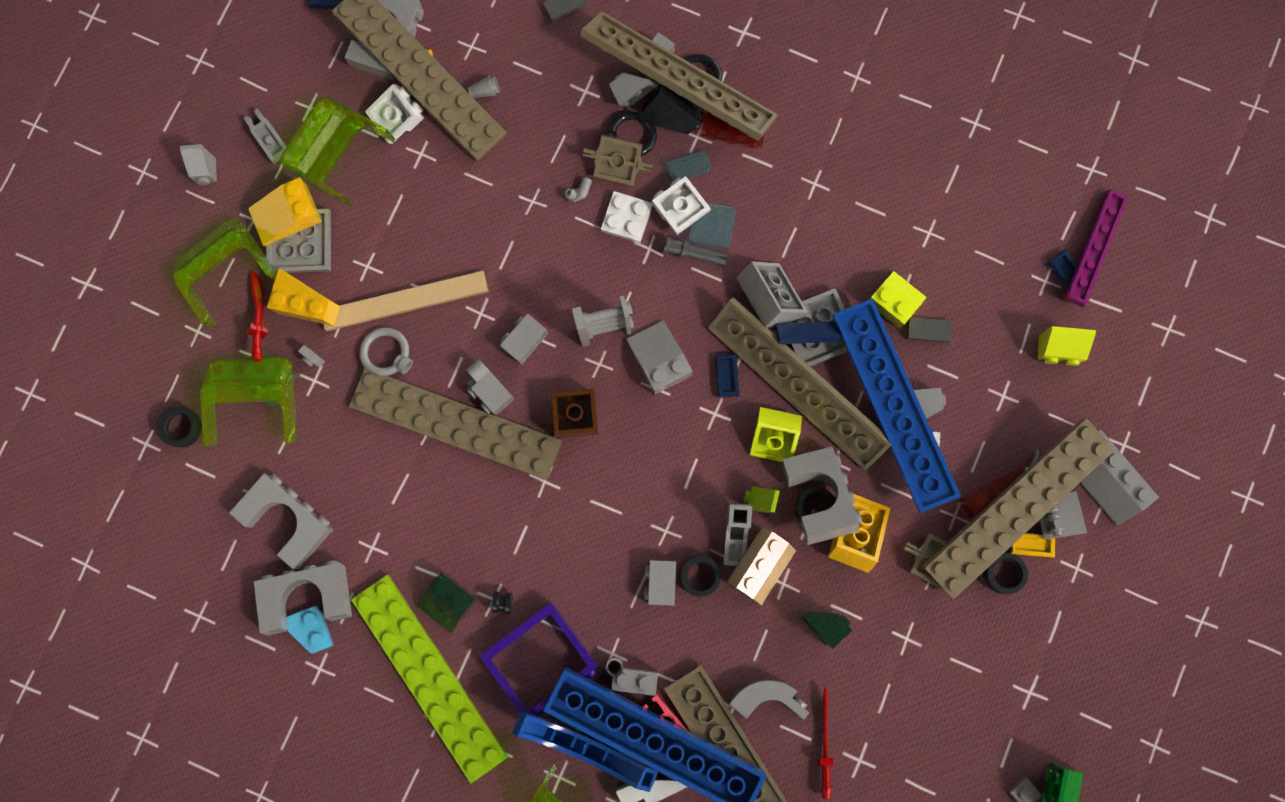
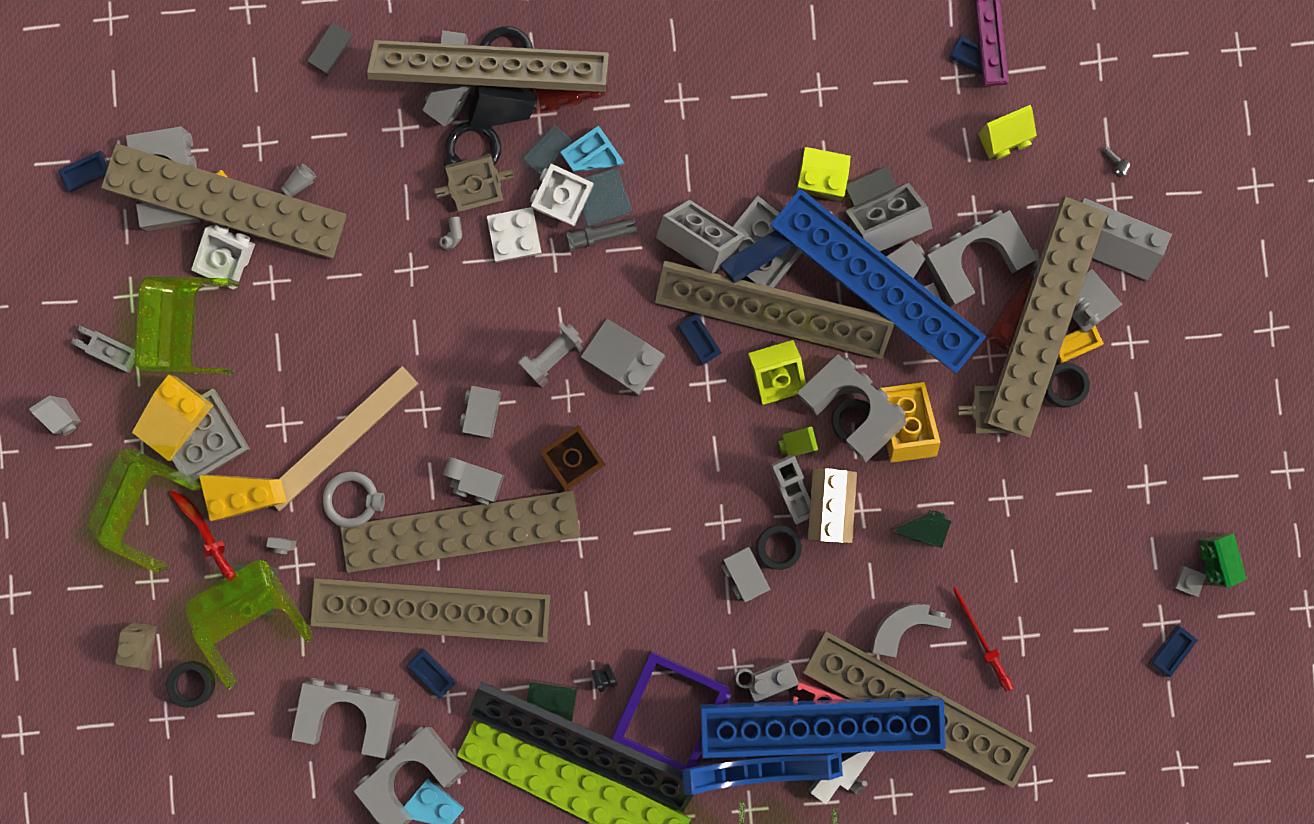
camera: 30 degrees left, 5 degrees up
(154, 373) = (136, 647): none -> dark tan torso
(369, 523) = (431, 673): none -> dark blue tile
(397, 473) = (430, 610): none -> dark tan plate
(451, 646) = (579, 745): none -> black plate
(722, 186) = (591, 152): none -> medium azure wing
(933, 362) = (890, 217): none -> light grey slope
(1016, 421) = (1000, 232): none -> light grey arch
(1145, 421) = (1122, 165): none -> flat silver hand

